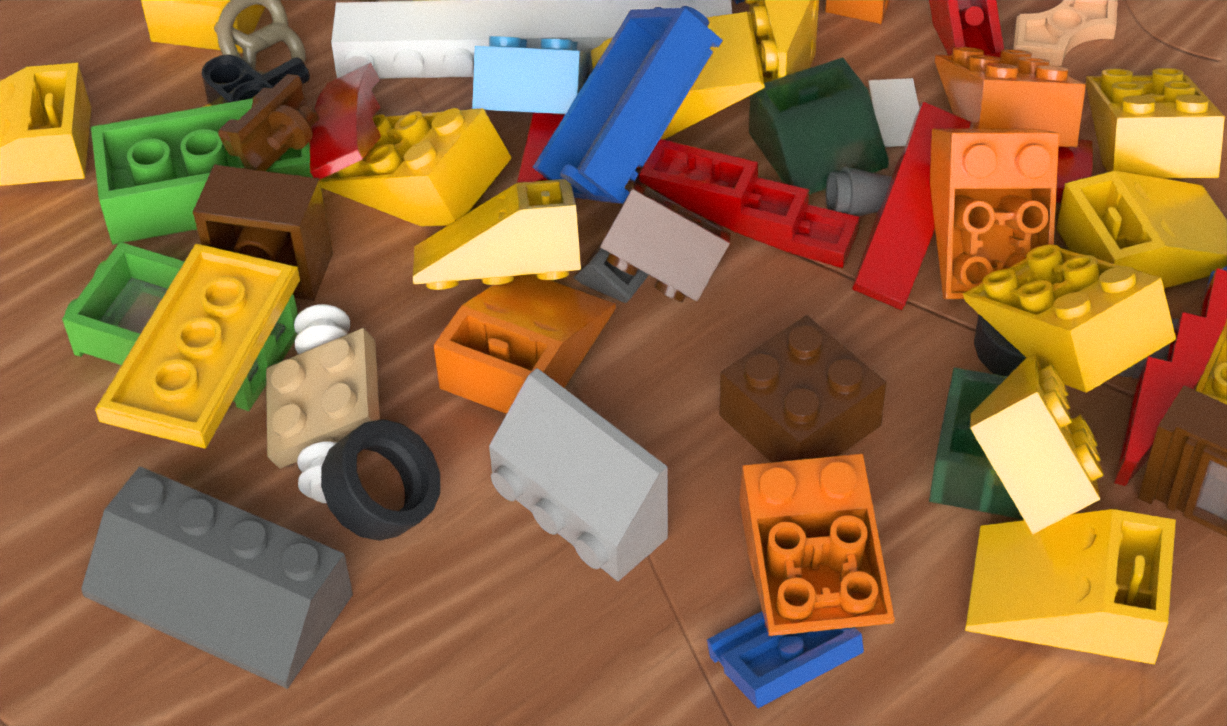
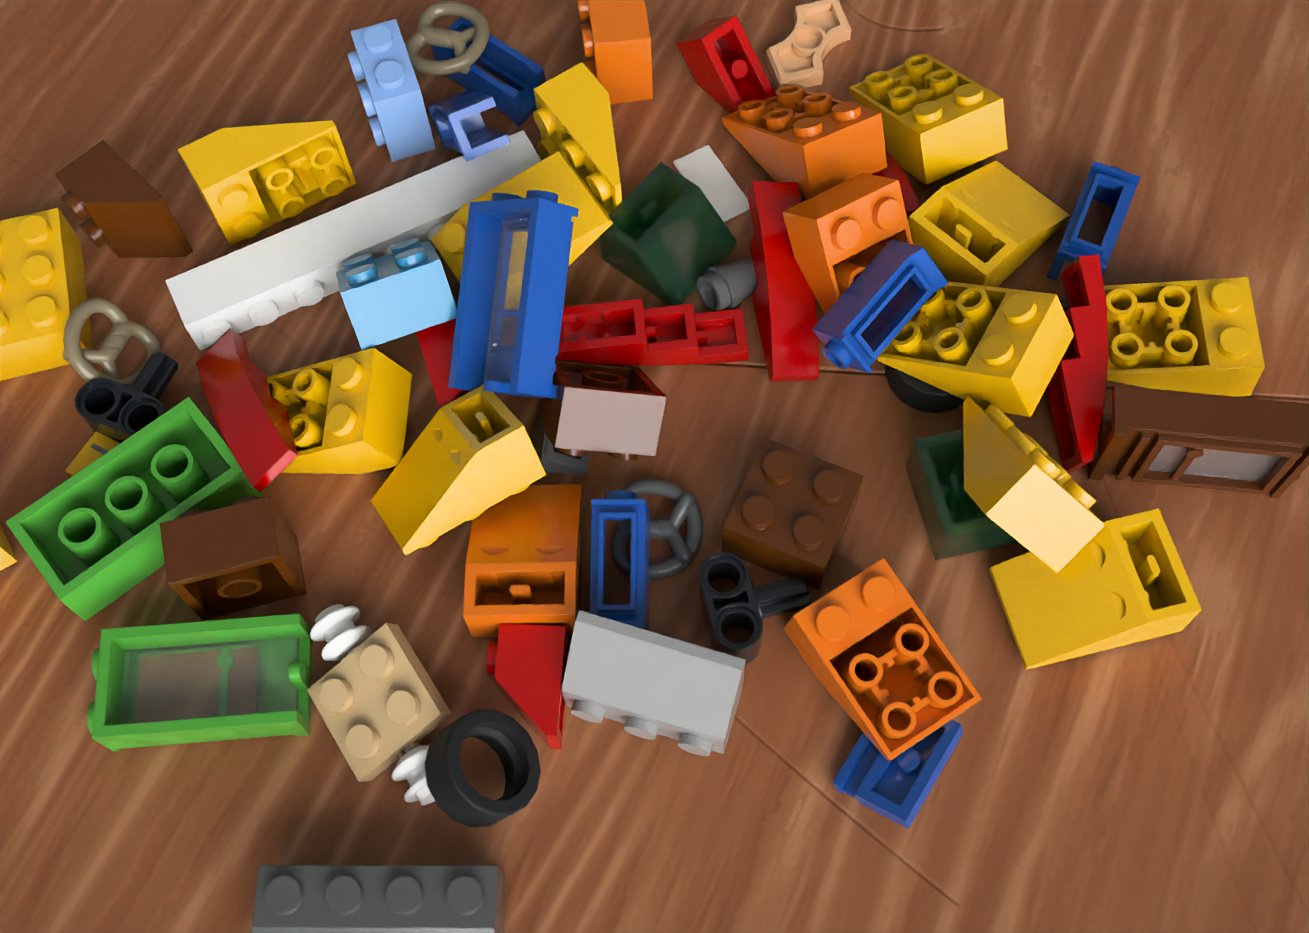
camera: 25 degrees left, 15 degrees up
(198, 346) = (242, 711): yellow tile -> none
(275, 123) = (192, 455): reddish brown hips -> none
(465, 427) = (530, 674): none -> red slope
(633, 367) = (621, 506): none -> blue window
(665, 368) = (663, 529): none -> dark grey piece
(700, 455) = (744, 604): none -> black beam
(930, 261) = (878, 305): none -> blue window

